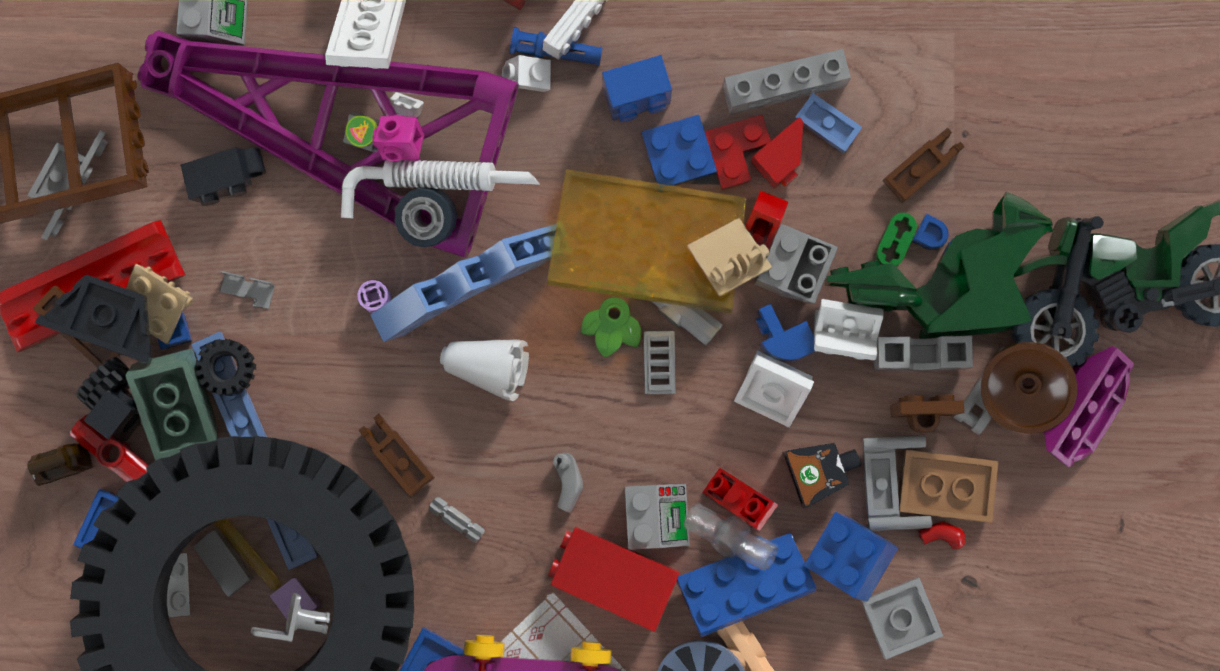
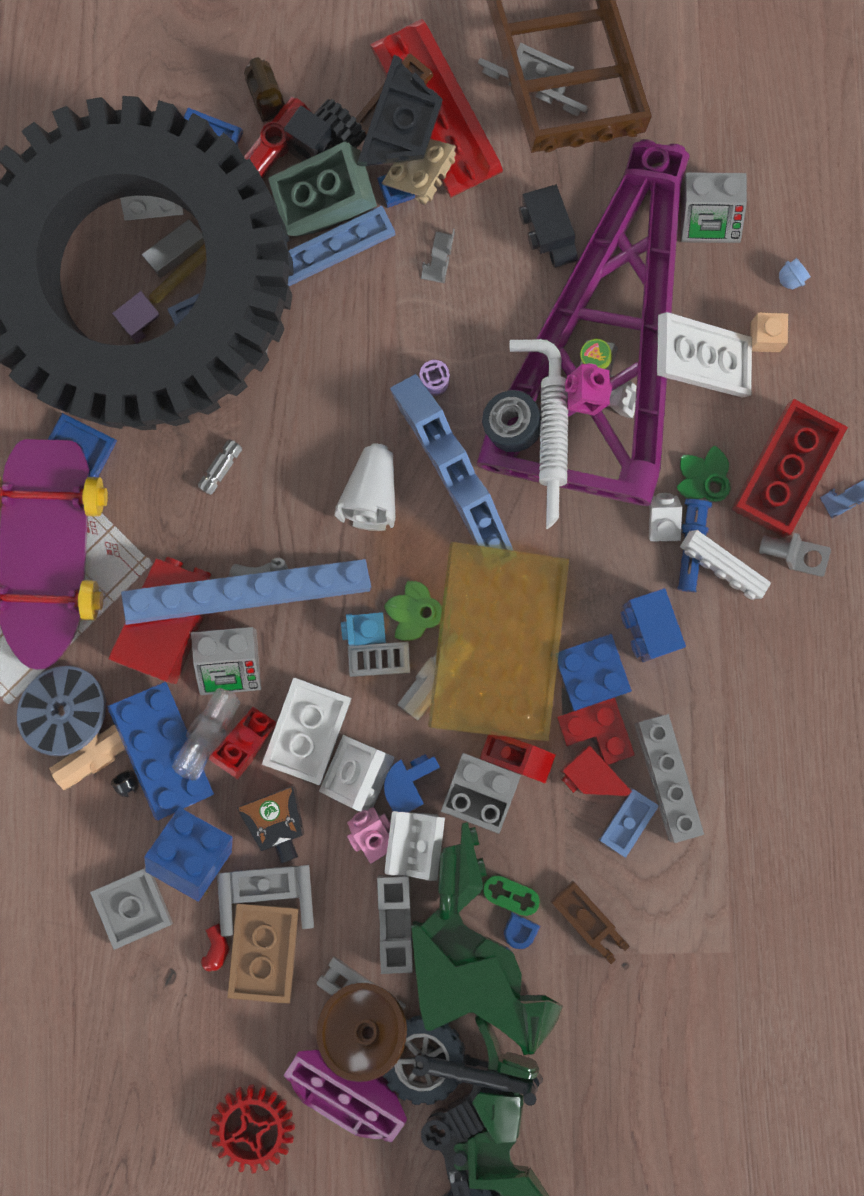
camera: 85 degrees right, 0 degrees up
(207, 363) = (353, 221): black tyre -> none
(296, 619) = (107, 309): light grey bracket -> none
(398, 458) = (278, 407): reddish brown hinge -> none
(482, 34) = (702, 472): none -> green plate
(588, 494) = (245, 591): none -> medium blue plate
(628, 376) = (364, 629): none -> dark azure bracket
(729, 437) = (306, 731): none -> white plate
(730, 256) = (484, 724): tan hinge -> none
(776, 623) = (124, 783): none -> black hinge
(834, 375) = (370, 833): none -> bright pink brick
(937, 406) = (340, 939): reddish brown plate -> none
(1112, 489) = (256, 1140): none -> red gear

